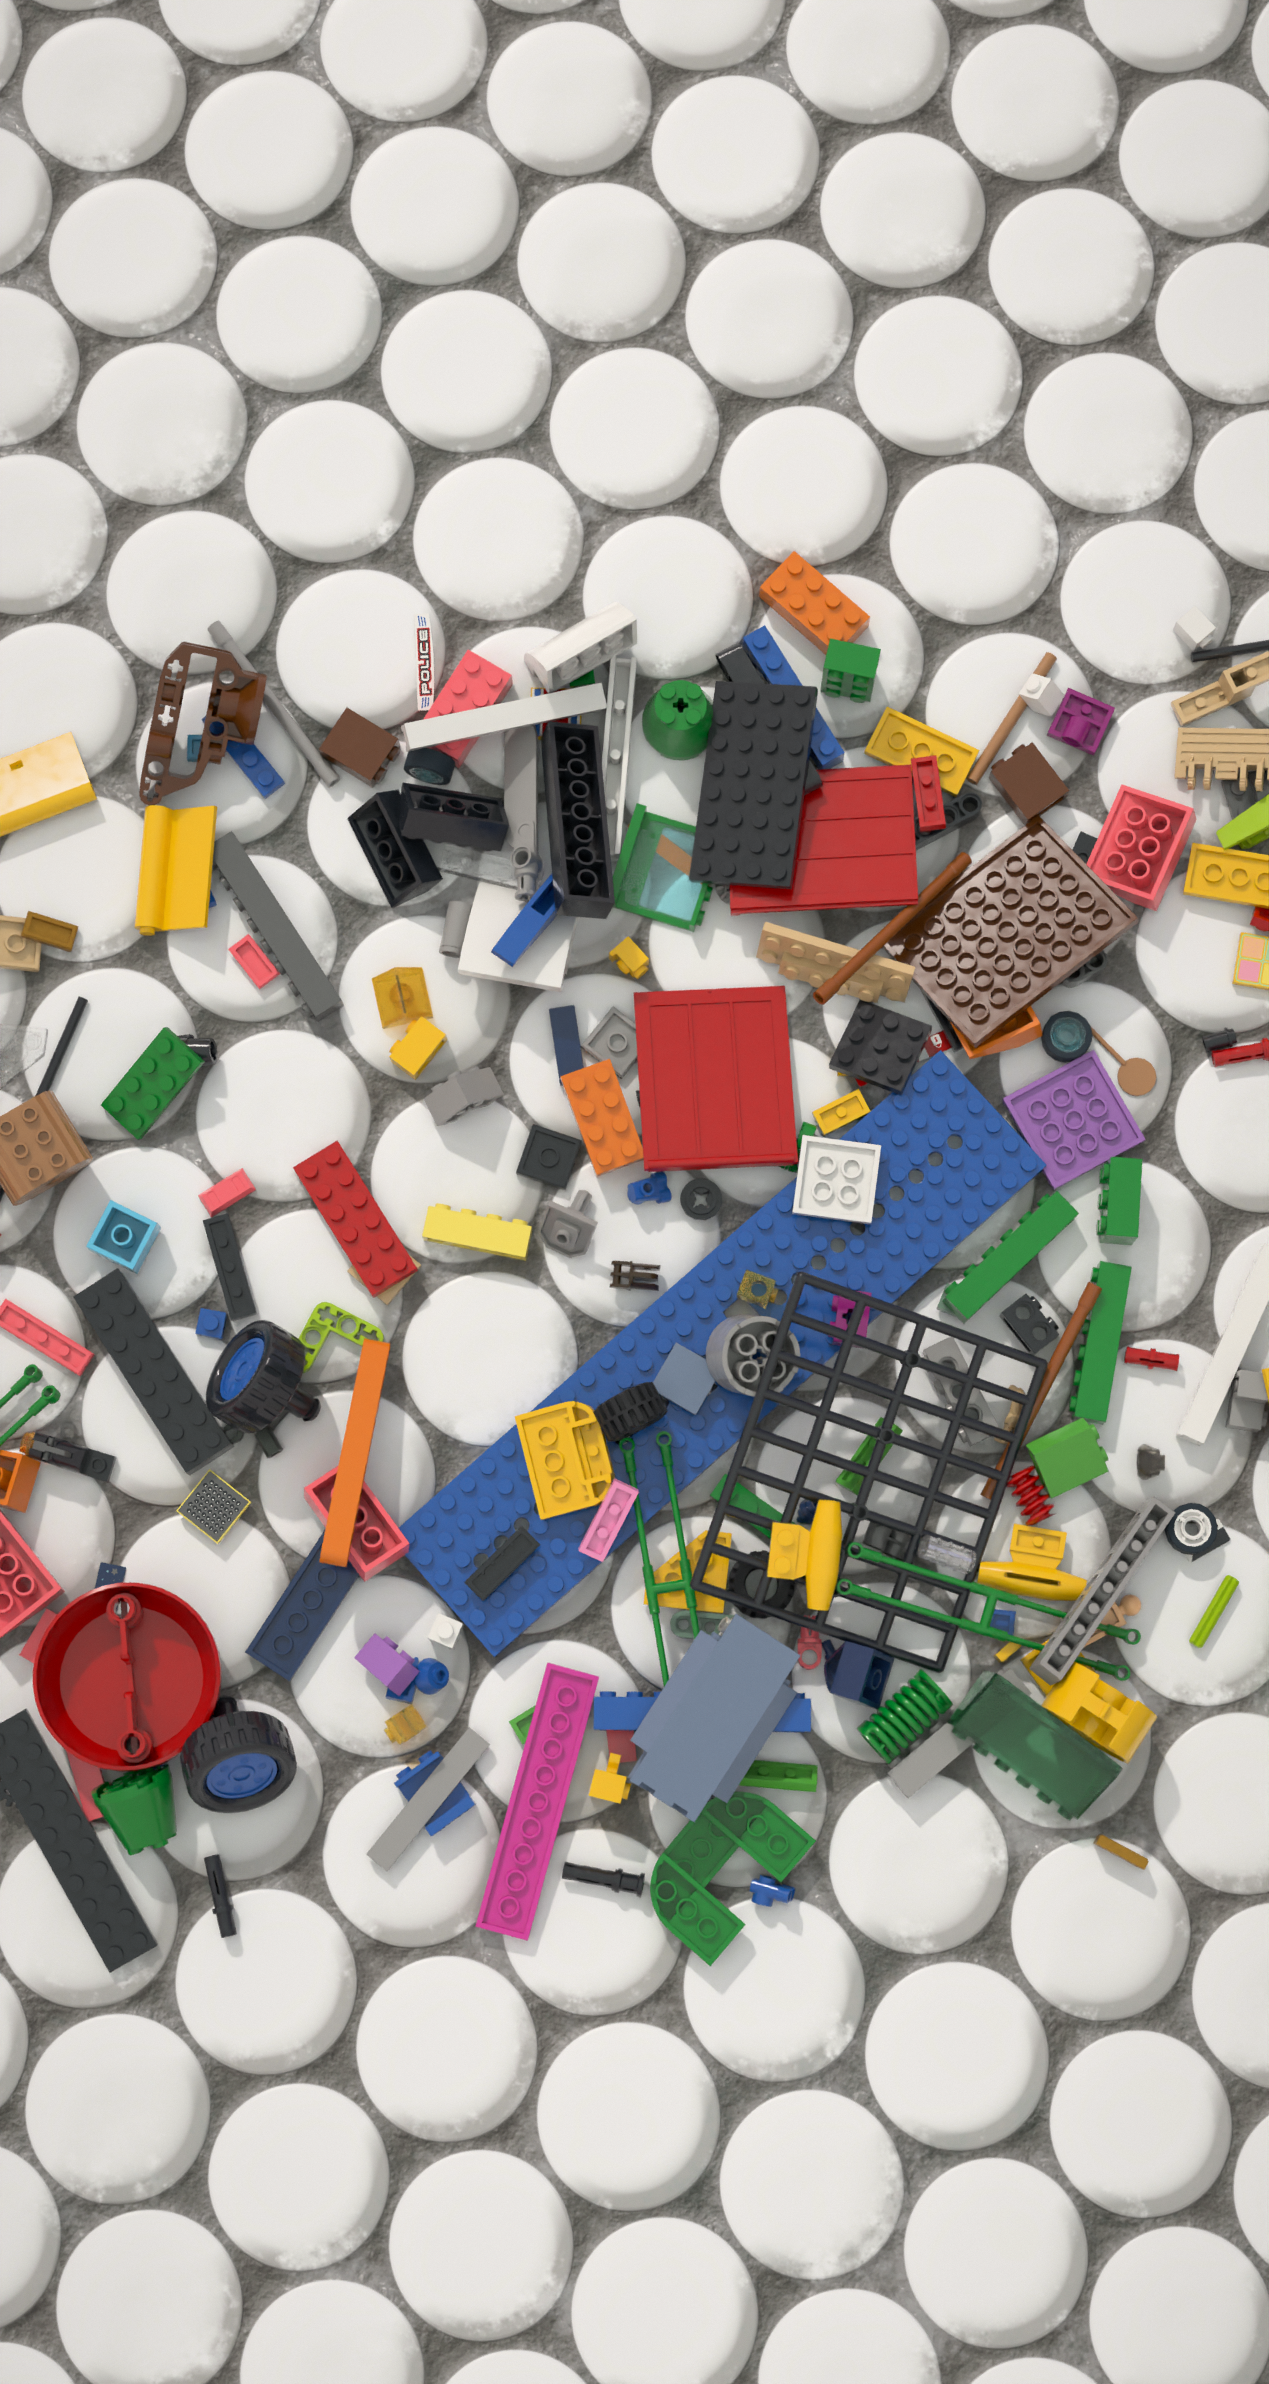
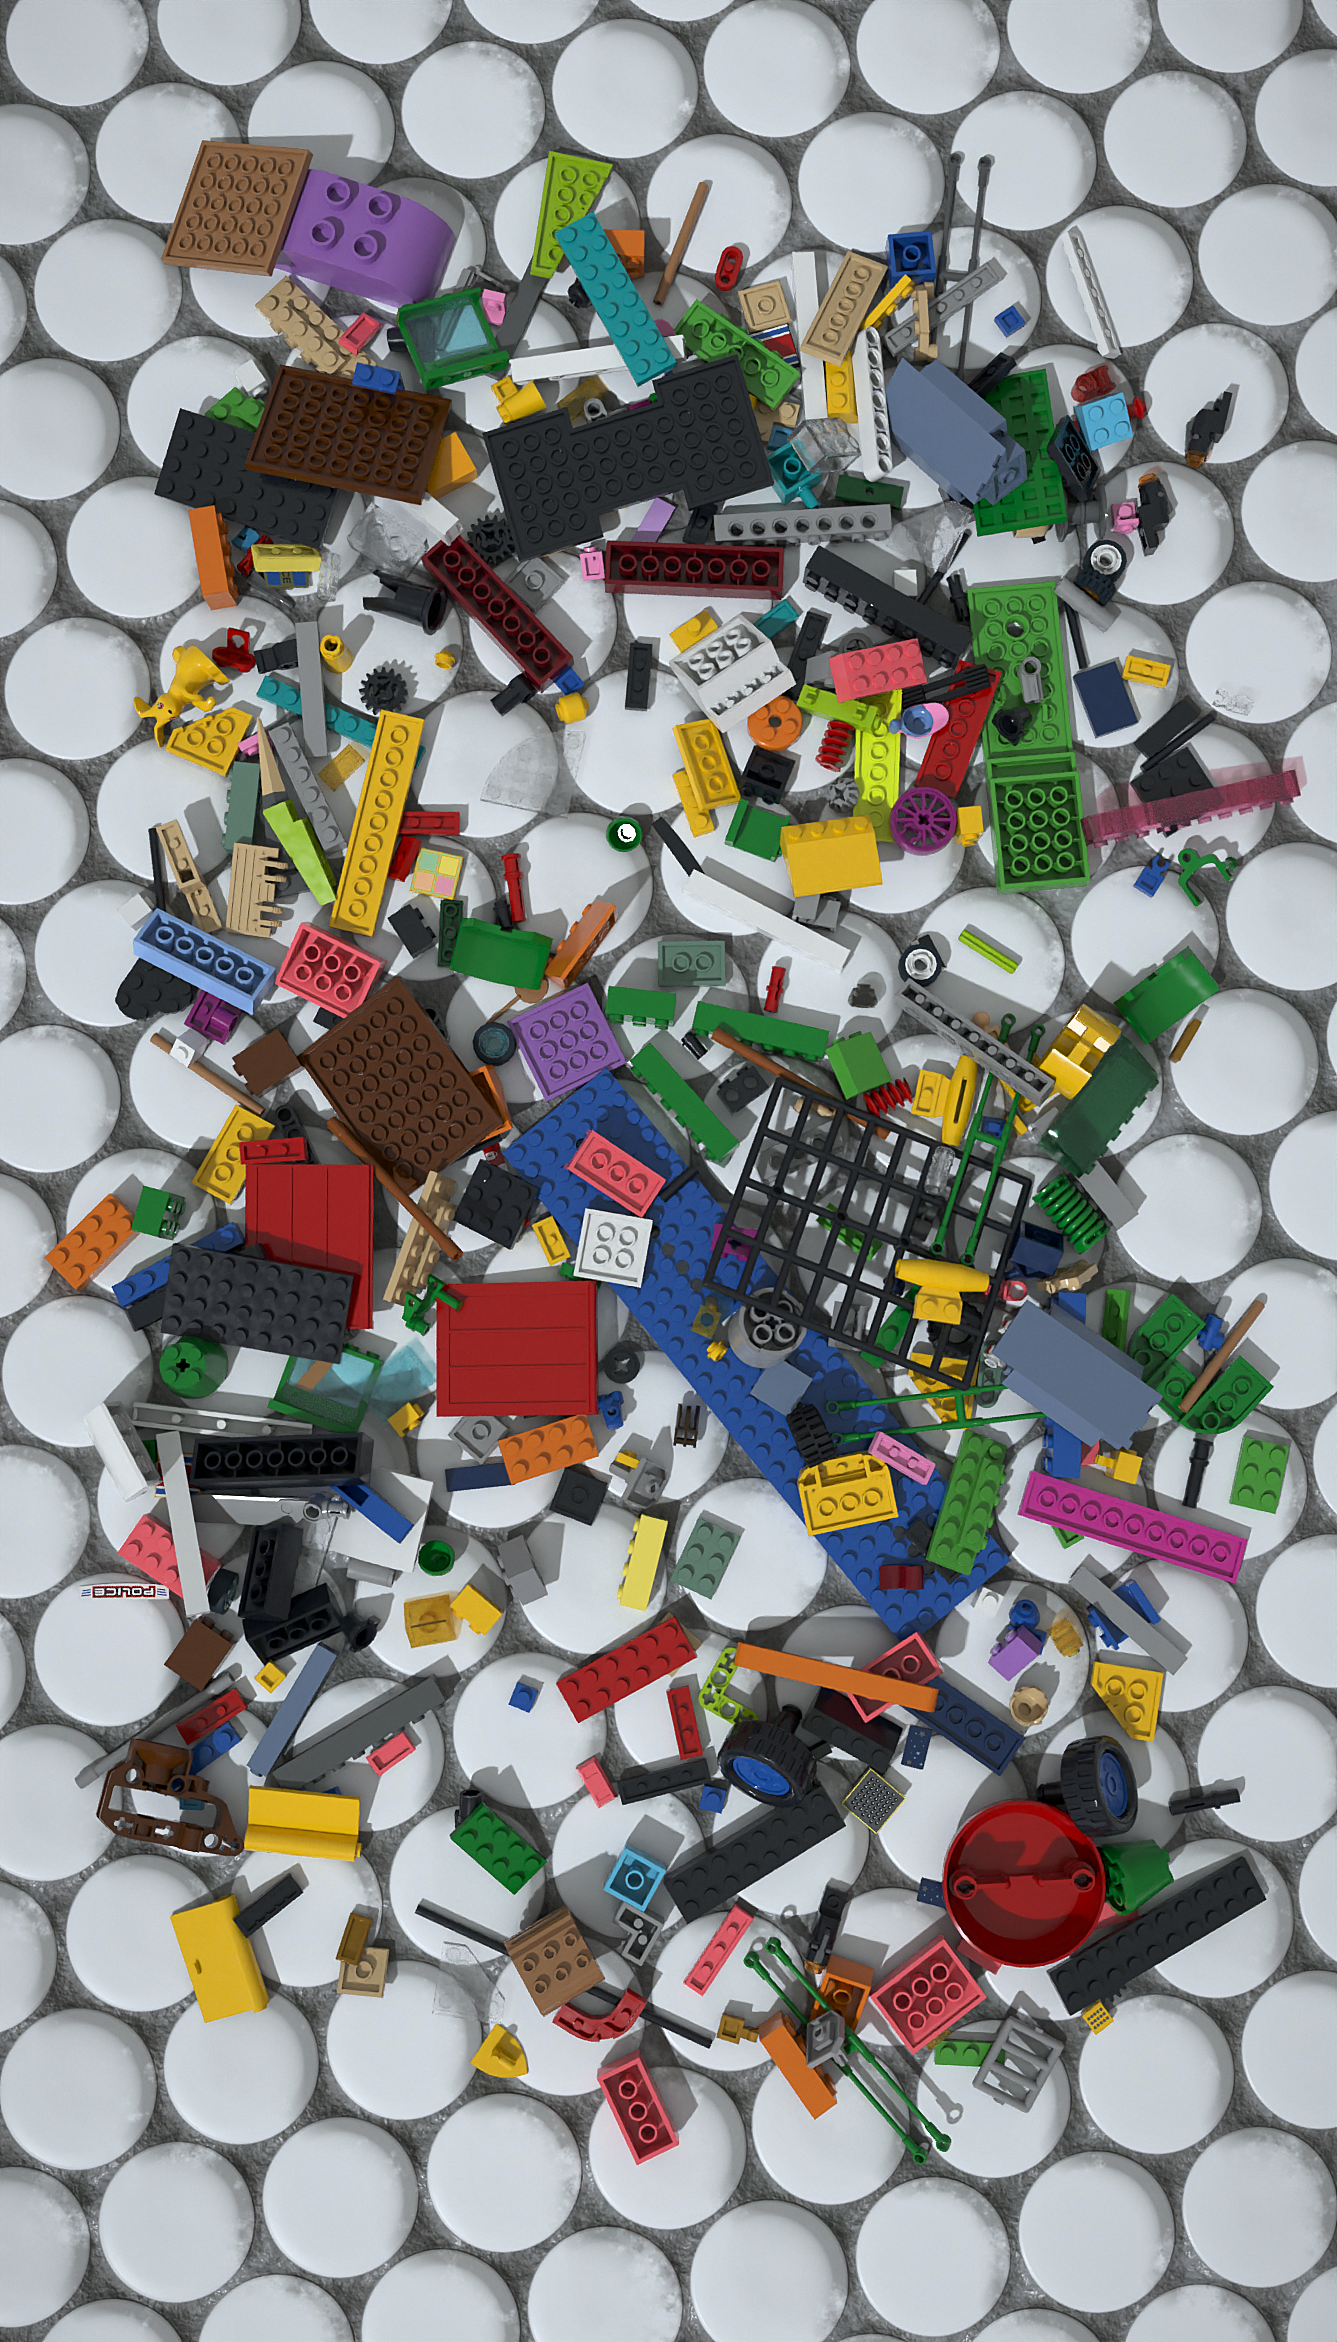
camera: 90 degrees left, 5 degrees up
(66, 1249) = (643, 1930): none -> light grey brick
(85, 835) = (267, 1905): none -> black plate
(274, 1556) = (916, 1747): none -> dark blue sticker
(290, 763) = (211, 1716): none -> red plate
(296, 1287) = (684, 1722): none -> red plate
(299, 1462) = (840, 1724): none -> black slope
(300, 851) = (292, 1709): none -> sand blue brick
(320, 1105) = (523, 1697): none -> blue plate
(326, 1682) = (1028, 1705): none -> tan hair
(336, 825) = (270, 1676): none -> yellow plate
(340, 1804) = (1130, 1696): none -> yellow plate
(389, 918) = (359, 1630): none -> black piece
(470, 1526) = (901, 1576): none -> dark red panel
(473, 999) = (436, 1558): none -> green piece
(483, 1303) = (704, 1558): none -> sand green plate
(559, 1602) = (968, 1503): none -> bright green plate
(595, 1208) = (628, 1458): none -> yellow plate
(603, 1955) = (1259, 1475): none -> bright green plate
(669, 945) = (395, 1384): none -> clear light blue plate
(723, 1303) = (716, 1350): none -> yellow plate
(743, 1904) = (1221, 1356): none -> medium nougat piece
(747, 962) = (415, 1313): none -> green piece
(765, 1454) = (848, 1327): none -> light grey plate
(828, 1712) = (1068, 1277): none -> tan plate
(915, 1252) = (678, 1183): none -> black piece
(922, 1177) = (615, 1173): none -> coral plate
(1079, 1267) = (694, 1045): none -> black pin
(1107, 652) = (152, 990): none -> black plate
(1141, 705) = (204, 961): none -> light blue brick
(1169, 1038) = (500, 956): none -> green panel
(1174, 1827) = (1168, 996): none -> green panel
(1176, 1260) = (691, 963): none -> sand green plate
(1177, 981) = (450, 919): none -> dark green tile
(1189, 1130) = (581, 944): none -> orange slope
(1193, 936) = (412, 931): none -> black brick

